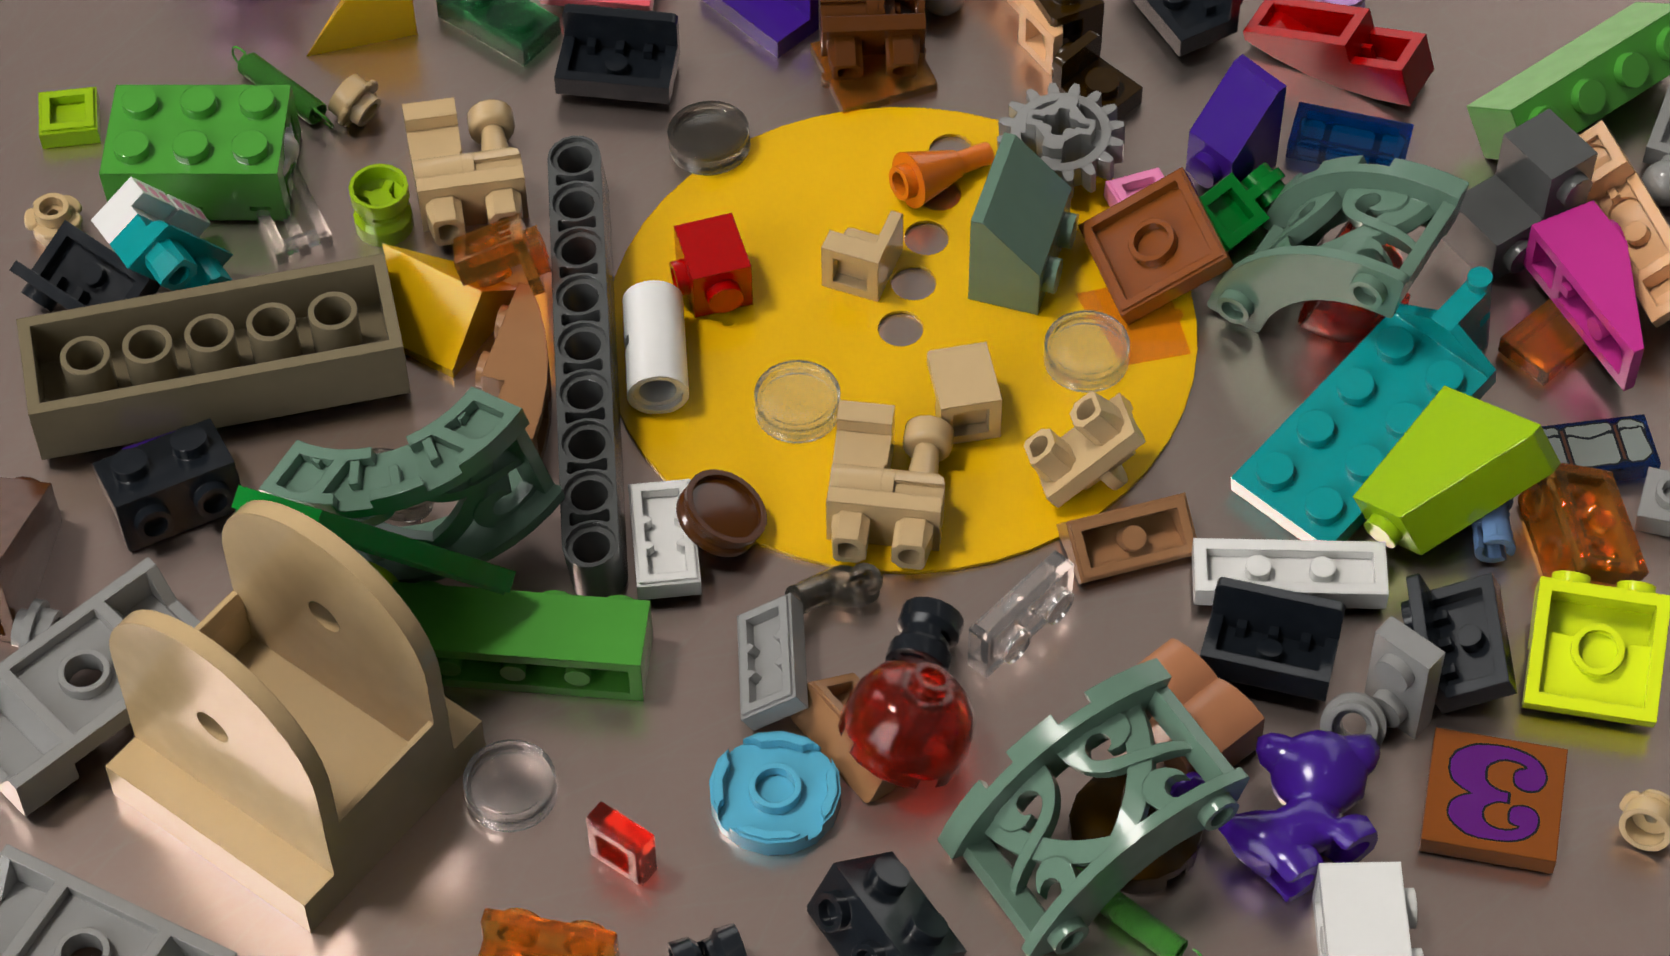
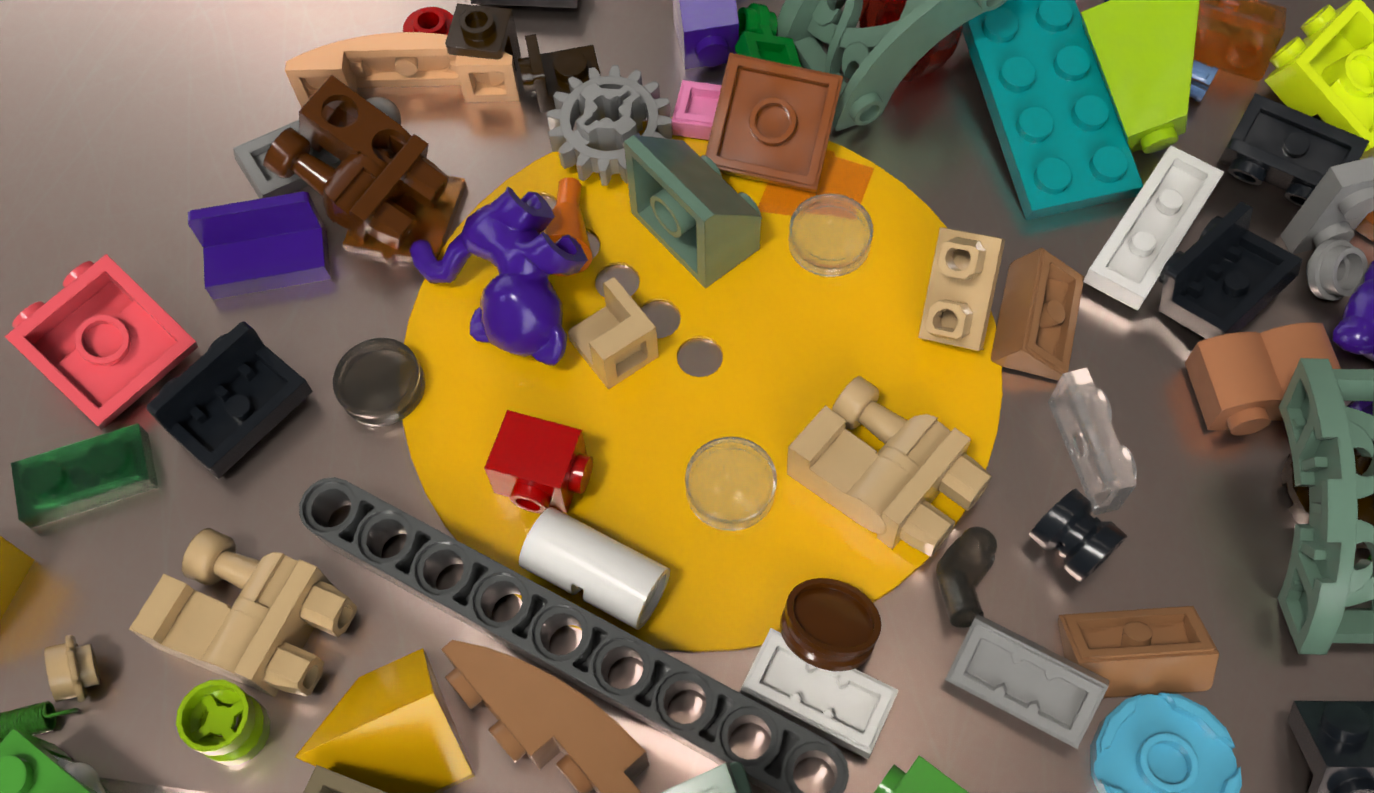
camera: 55 degrees left, 10 degrees up
(494, 249) = (392, 646): clear orange bracket -> none
(840, 169) = (519, 305): none -> dark purple animal
(909, 723) = (1183, 604): clear red cylinder -> none
(966, 391) = (829, 339): tan panel -> none

